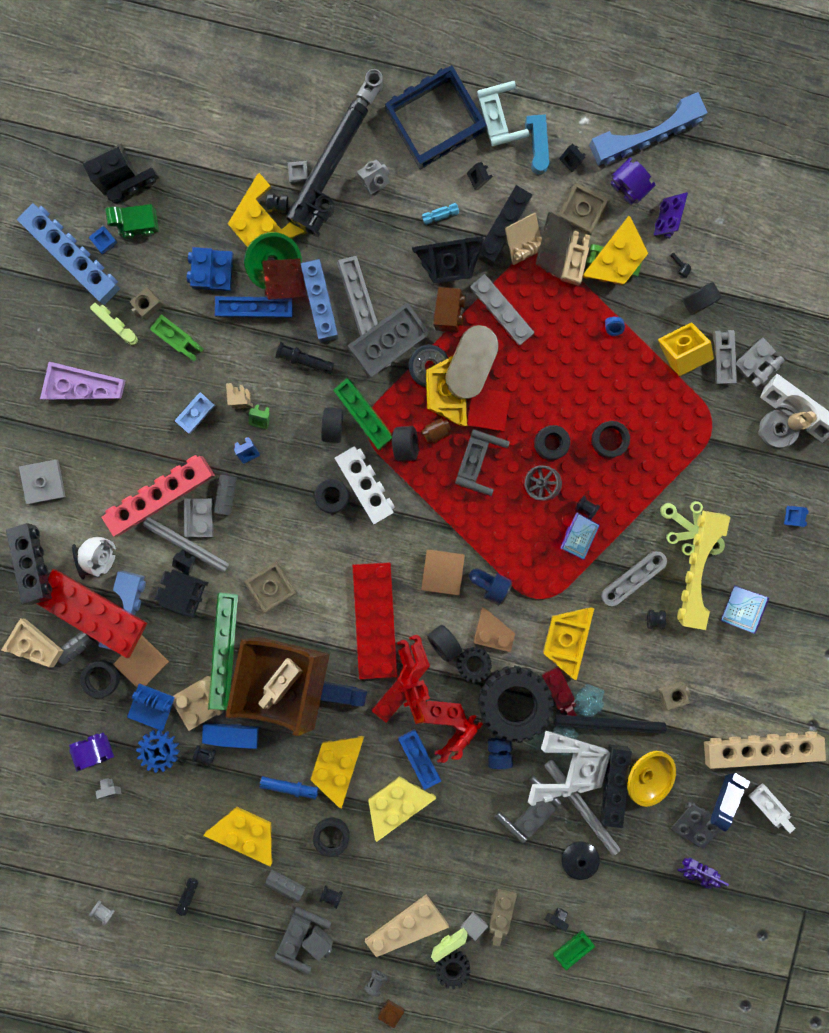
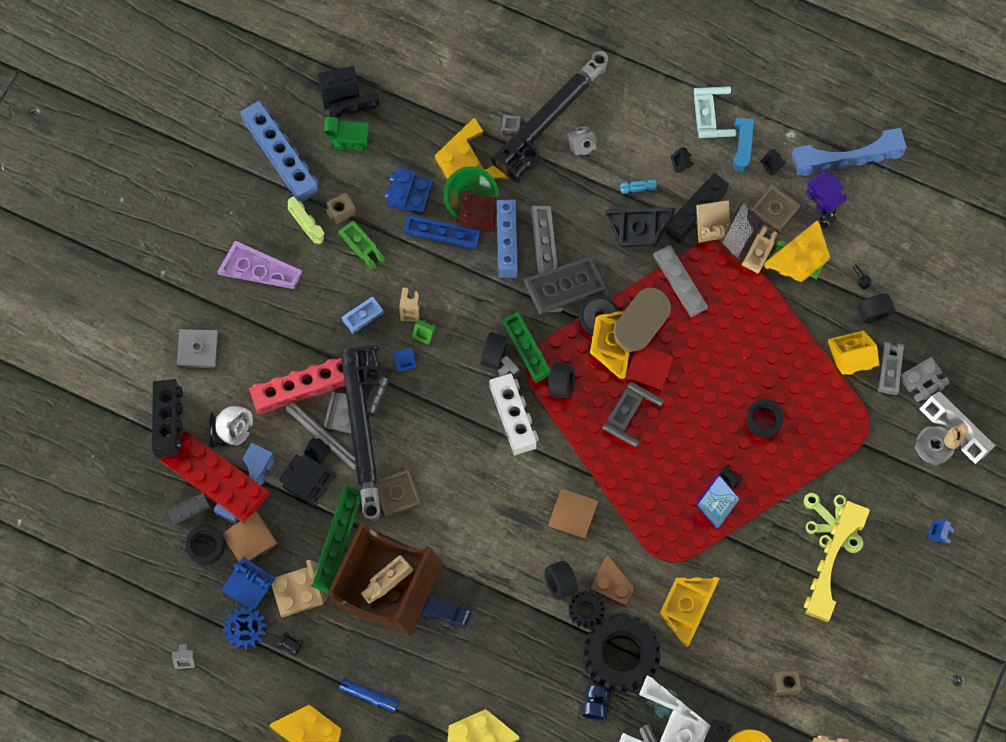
camera: 10 degrees right, 20 degrees down
(32, 644) = (146, 496): tan wing -> none
(91, 753) = (178, 612): dark purple brick -> none
(103, 240) = (315, 145): blue tile -> none
(201, 479) = (356, 370): none -> black piece
(231, 735) = (322, 628): blue slope -> none
(277, 203) = (485, 147): black wheel -> none
(296, 356) = (472, 283): black pin -> none
(320, 491) = (484, 407): black tyre -> none
(336, 766) = (422, 685): yellow wing -> none
(350, 439) = (508, 367): none -> light grey tile
(374, 620) = (494, 547): red plate -> none
(389, 702) = (499, 626): red plate -> none
(419, 759) = (511, 694): blue plate -> none
(432, 711) = (520, 618): red piece -> none
(437, 431) = (595, 376): reddish brown brick -> none
(448, 309) = (628, 270): reddish brown brick -> none
(454, 142) = (659, 128): dark blue window -> none
(496, 586) = (623, 536): dark blue piece -> none
(543, 483) = (690, 444): dark grey wheel -> none
(560, 433) = (711, 399): black tyre -> none
(560, 691) = (670, 658): dark red hinge -> none
(589, 700) = (695, 671): clear light blue brick -> none
(610, 724) = (716, 698): black axle -> none
(614, 326) = (787, 315): blue tile -> none
(634, 578) = (765, 558): light grey plate -> none
(638, 209) = (827, 219): none -> black plate
(656, 619) = (781, 603): black wheel -> none
(670, 215) = (857, 229): dark purple hinge -> none
(745, 609) = (873, 610): piece -> none

